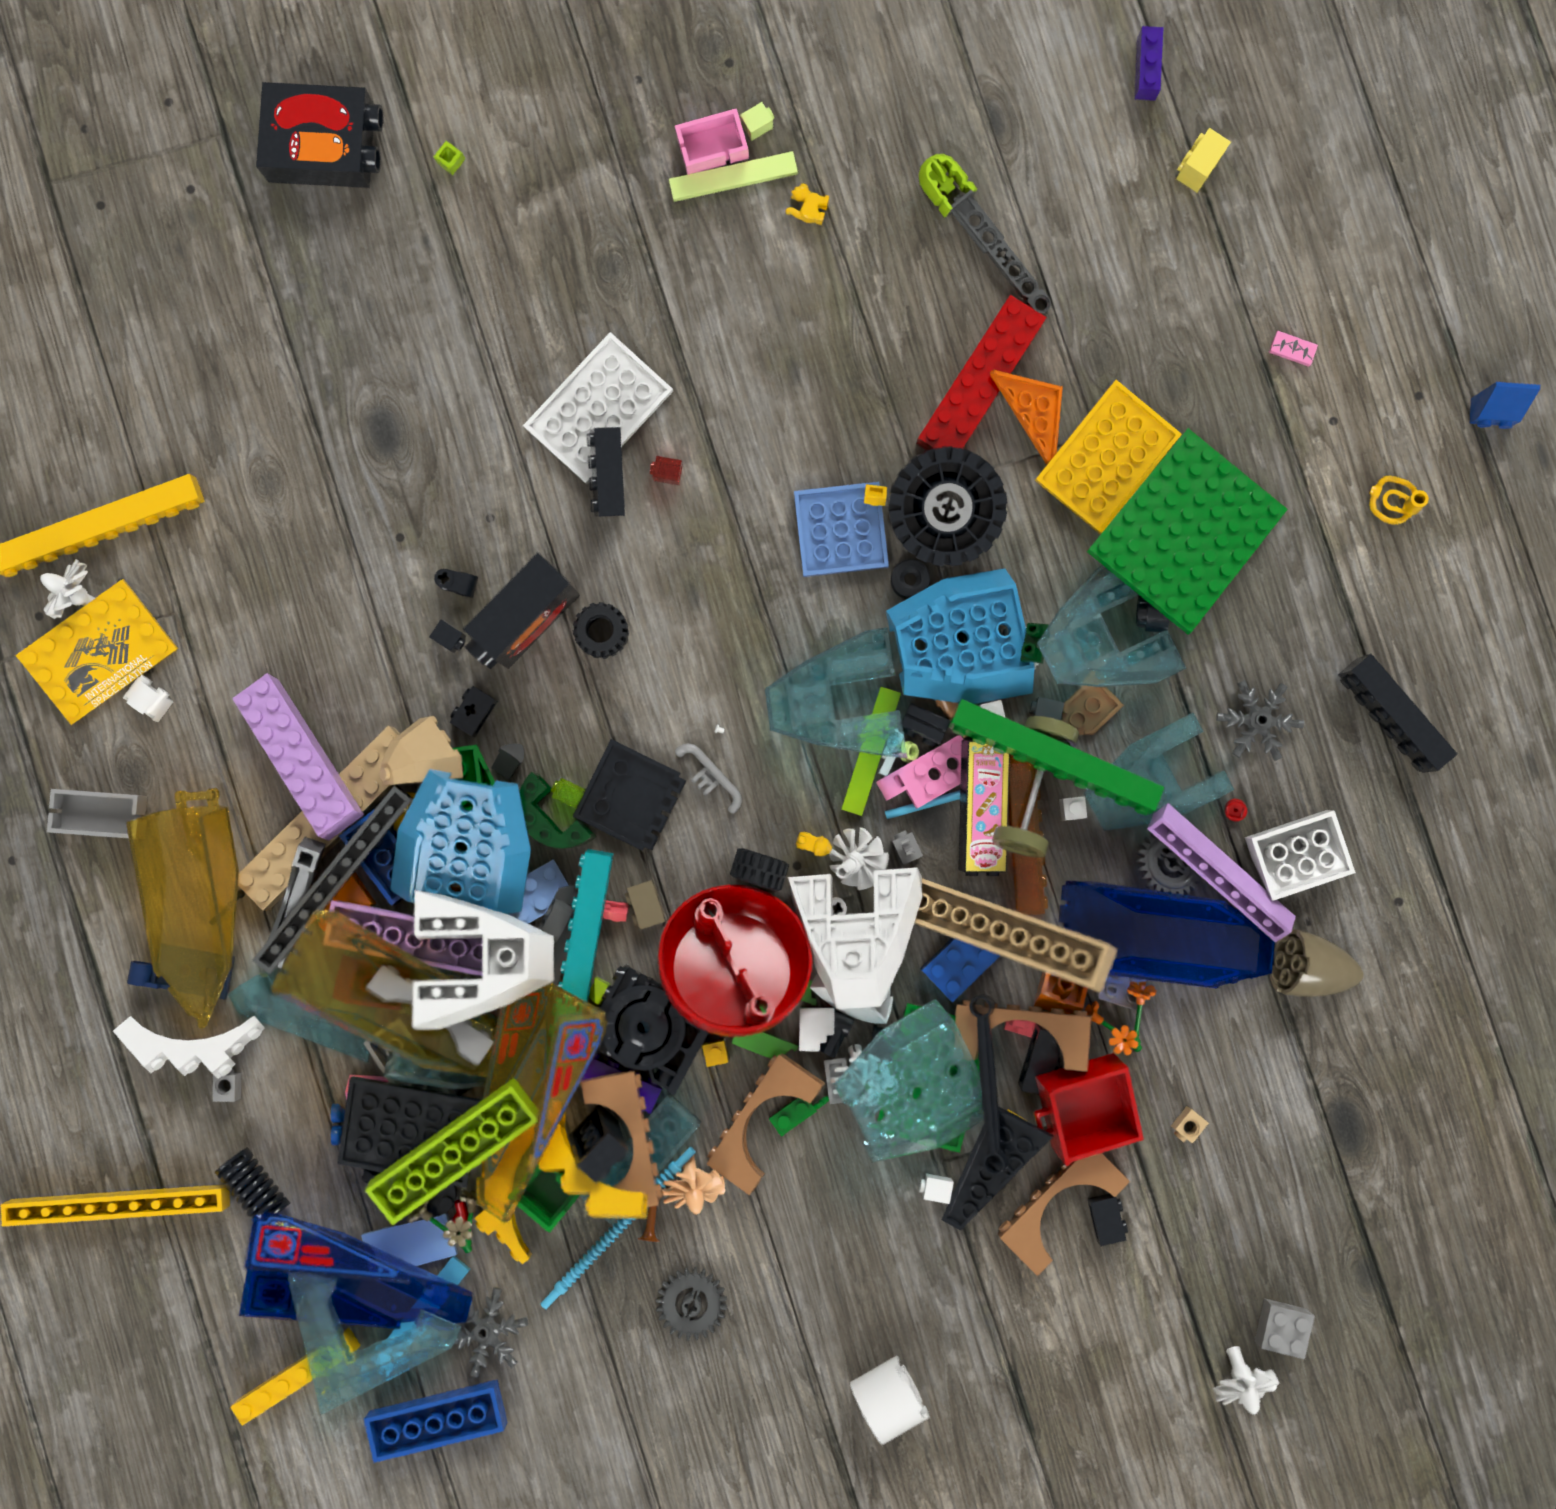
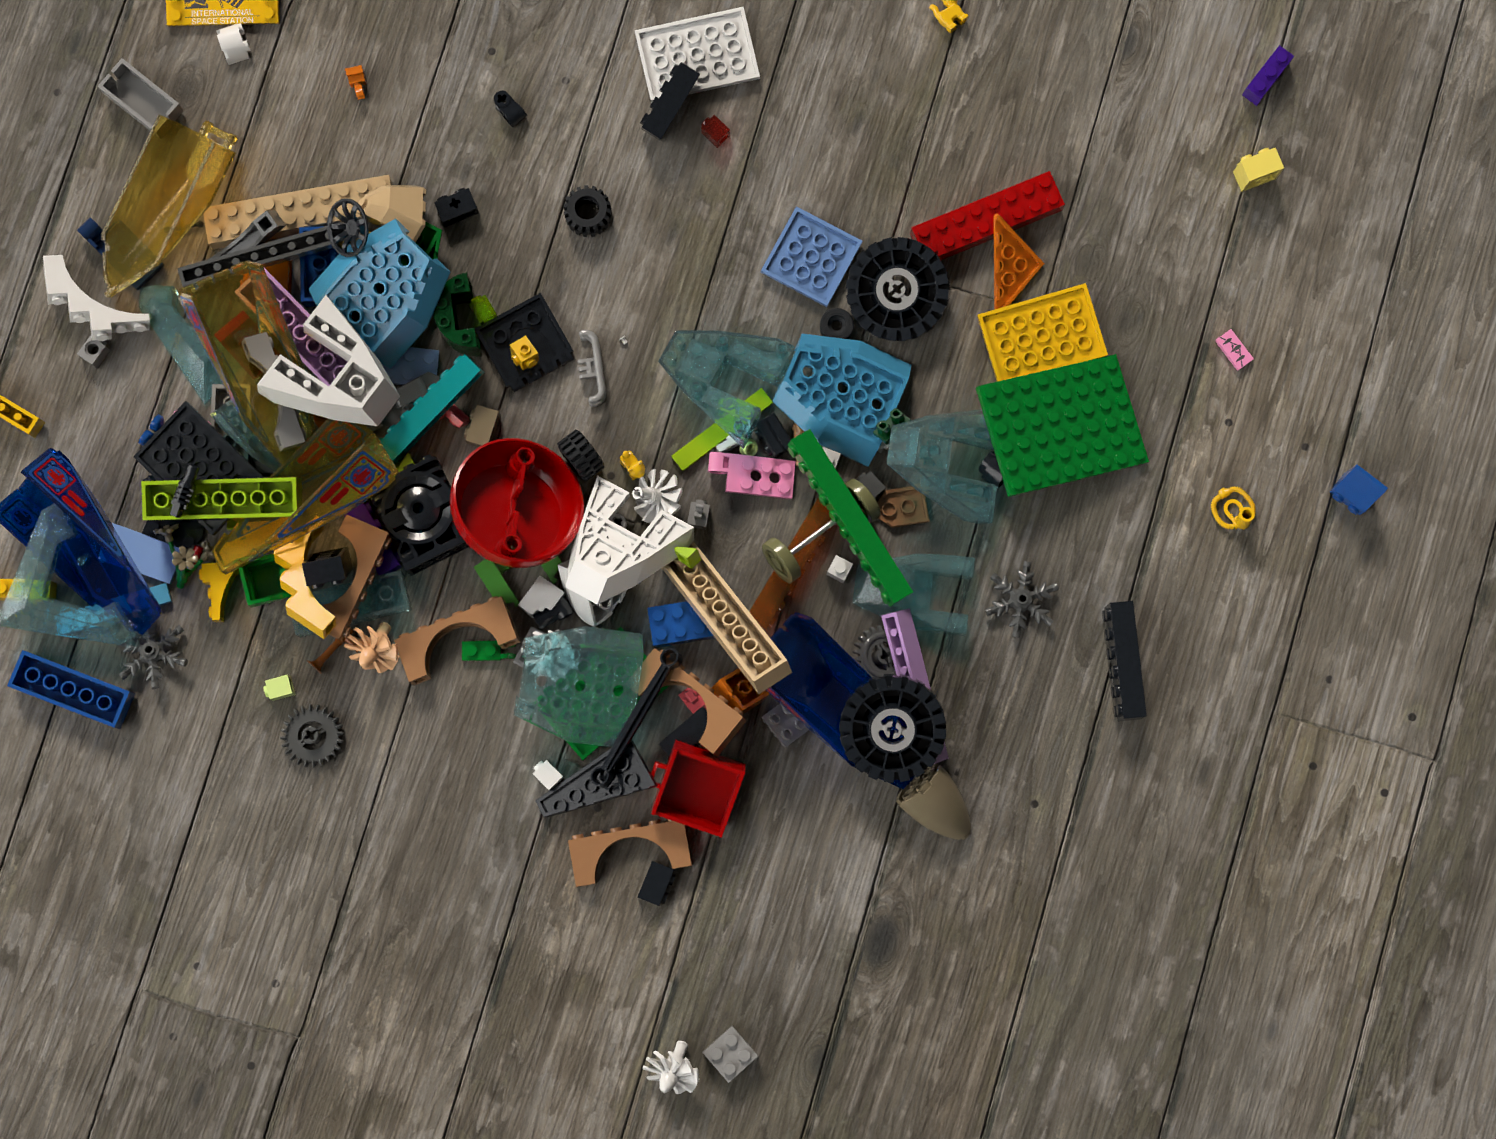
camera: 30 degrees right, 5 degrees down
(248, 1188) = (61, 428): black piece -> none
(290, 652) = (356, 79): none -> orange piece
(298, 757) = (309, 152): lavender brick -> none
(393, 804) = (352, 226): none -> black wheel
(414, 1173) = (184, 491): none -> black hinge
(448, 636) = (475, 142): black brick -> none
(508, 759) = (457, 258): dark grey tile -> none
(519, 614) = (536, 157): black brick -> none
(561, 1287) = (228, 658): medium azure hose -> none
(629, 1281) = (279, 688): none -> yellowish green brick
(637, 809) = (524, 353): none -> yellow brick
(715, 1052) = (457, 566): yellow brick -> none
(875, 495) = (852, 247): yellow plate -> none
(889, 1400) = (405, 898): white brick -> none
(911, 808) = (743, 497): medium azure bar -> none
(930, 899) = (688, 556): none -> lime slope
(934, 172) = (1062, 88): piece -> none
(982, 808) = (775, 519): brick -> none
(1125, 1038) = (758, 752): orange plant -> none
(1198, 1125) = (770, 850): tan brick -> none
(1206, 927) = (863, 719): none -> black wheel
(1235, 810) = (959, 652): red tile -> none
(1300, 854) = (984, 714): white slope -> none

